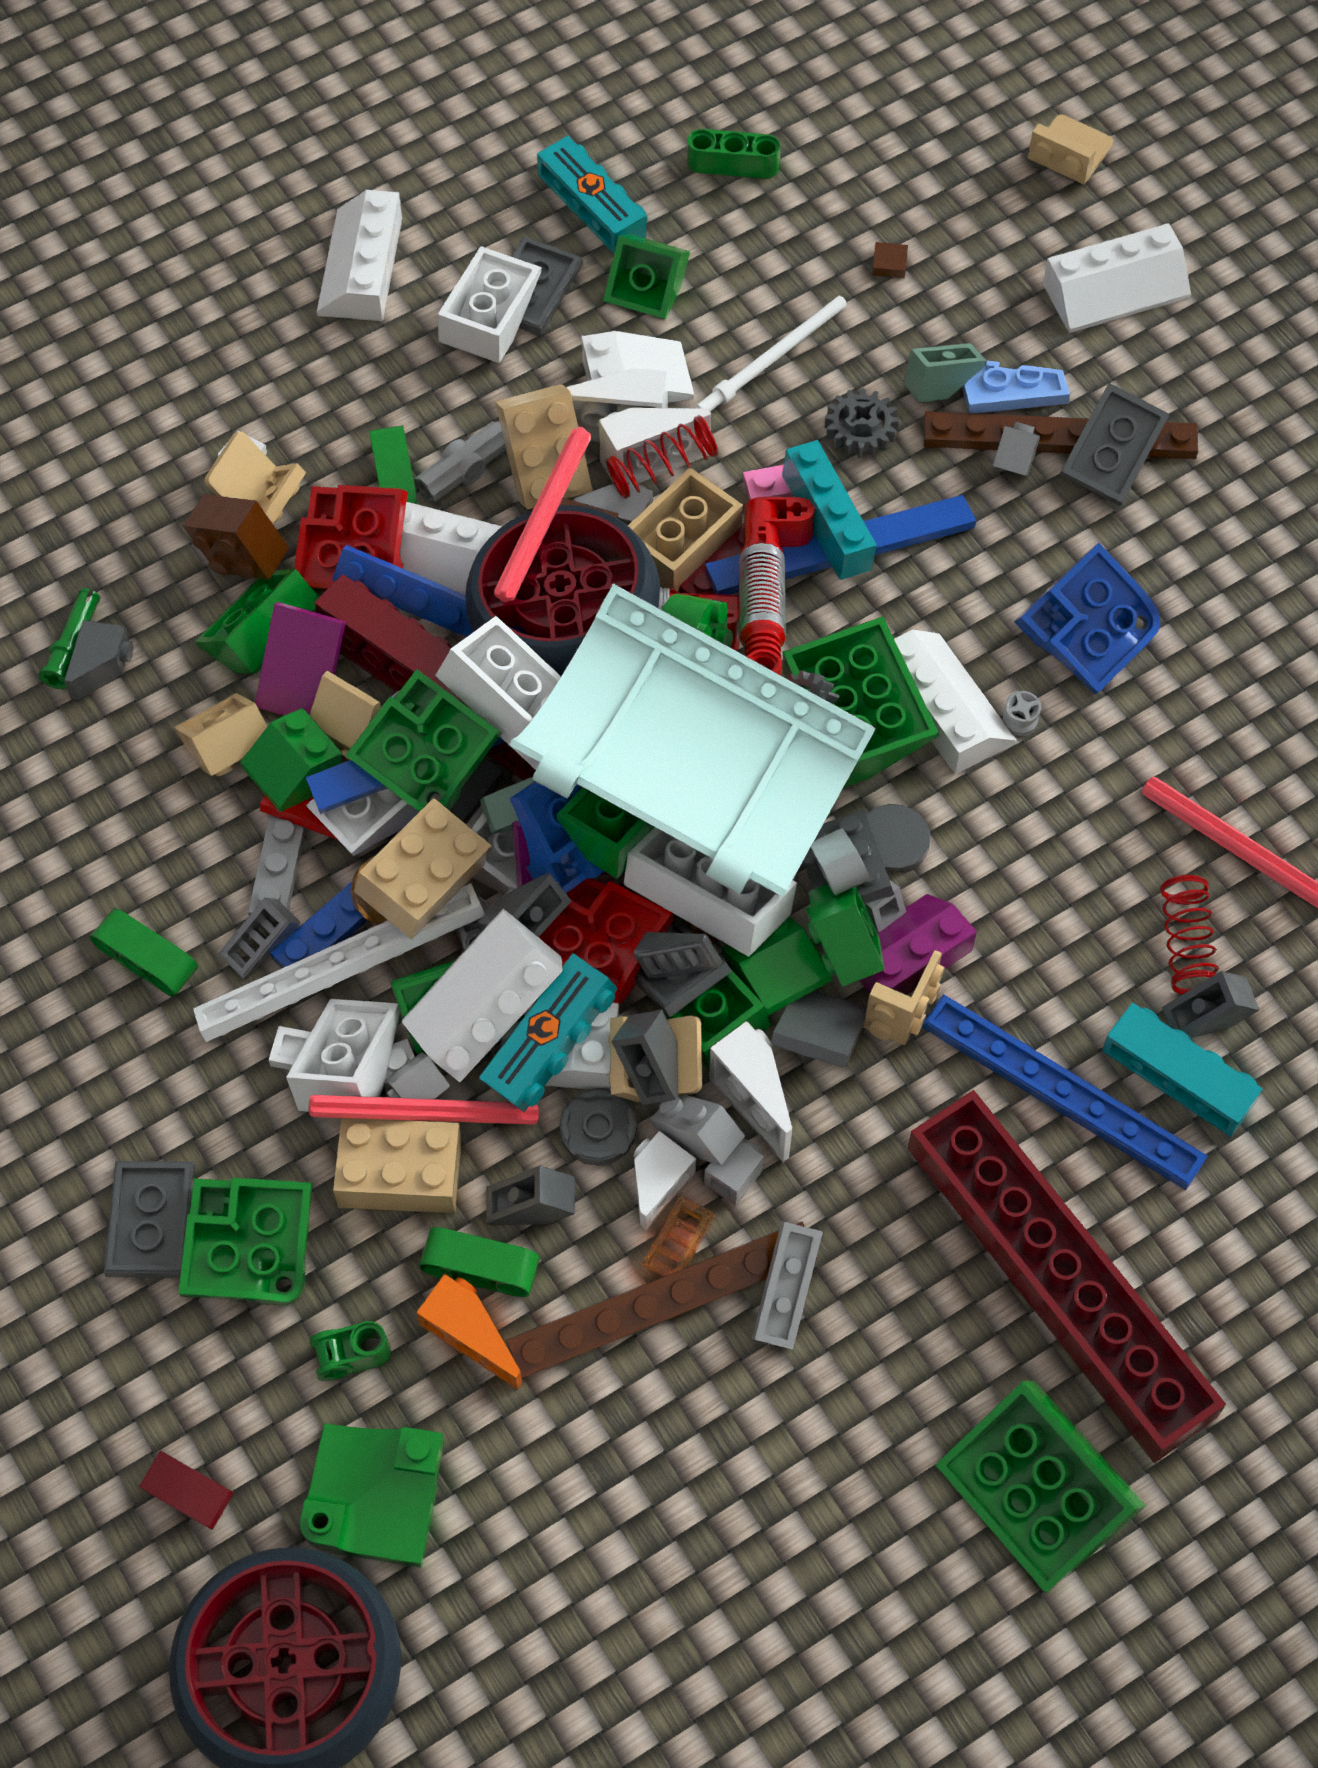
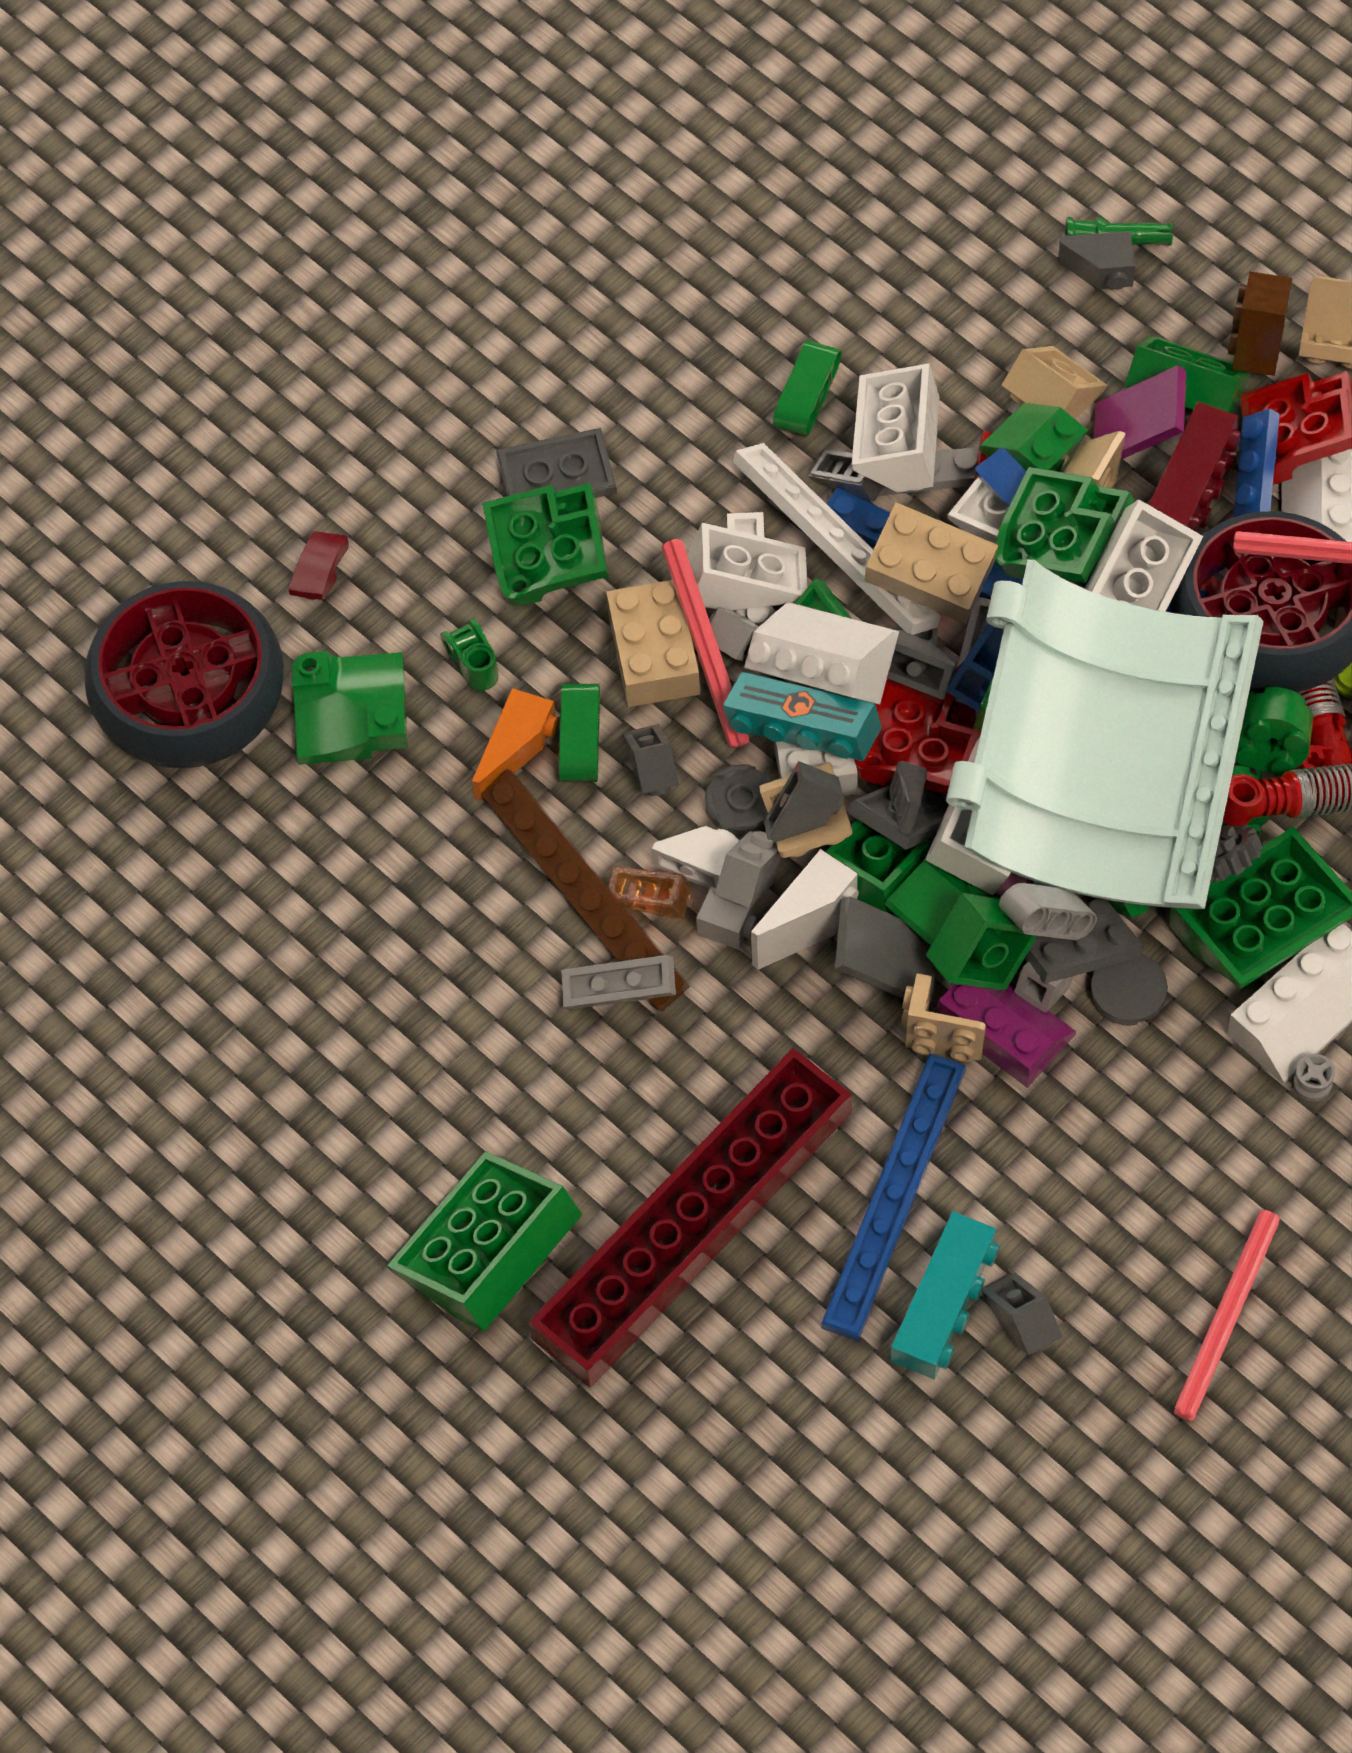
camera: 80 degrees right, 0 degrees up
(236, 871) = (897, 428): none -> white slope
(1180, 898) = (1147, 1270): red piece -> none

